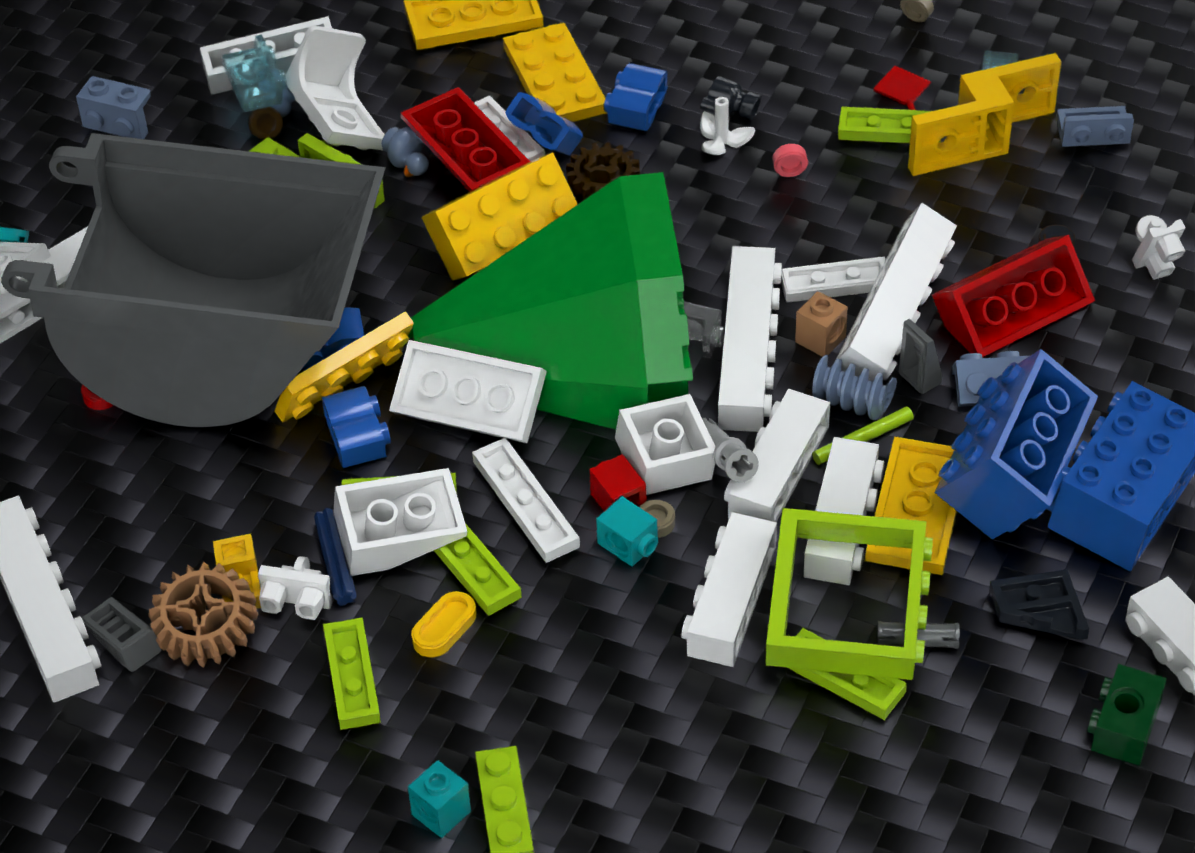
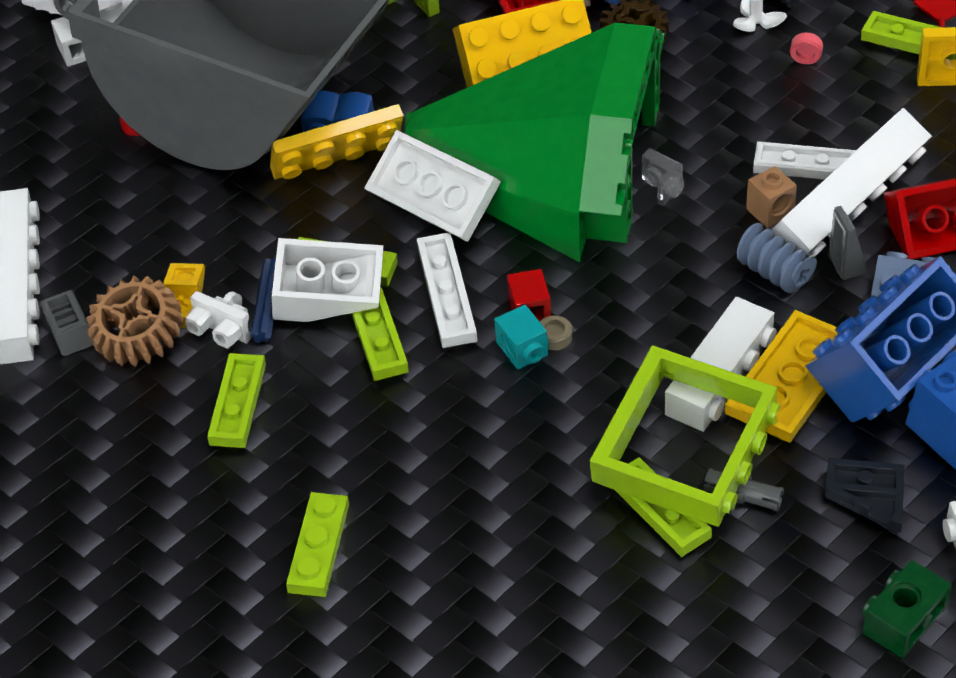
camera: 20 degrees right, 0 degrees up
(355, 426) = (328, 195): blue brick -> none
(439, 799) = (261, 523): teal brick -> none
(443, 624) = (333, 378): yellow tile -> none
(666, 443) = (584, 269): white brick -> none
(730, 589) = (586, 411): white brick -> none
(732, 454) = (633, 288): light grey pin -> none
(747, 339) = (700, 196): white brick -> none
(783, 455) = (683, 304): white brick -> none
(869, 432) = (785, 300): lime bar -> none

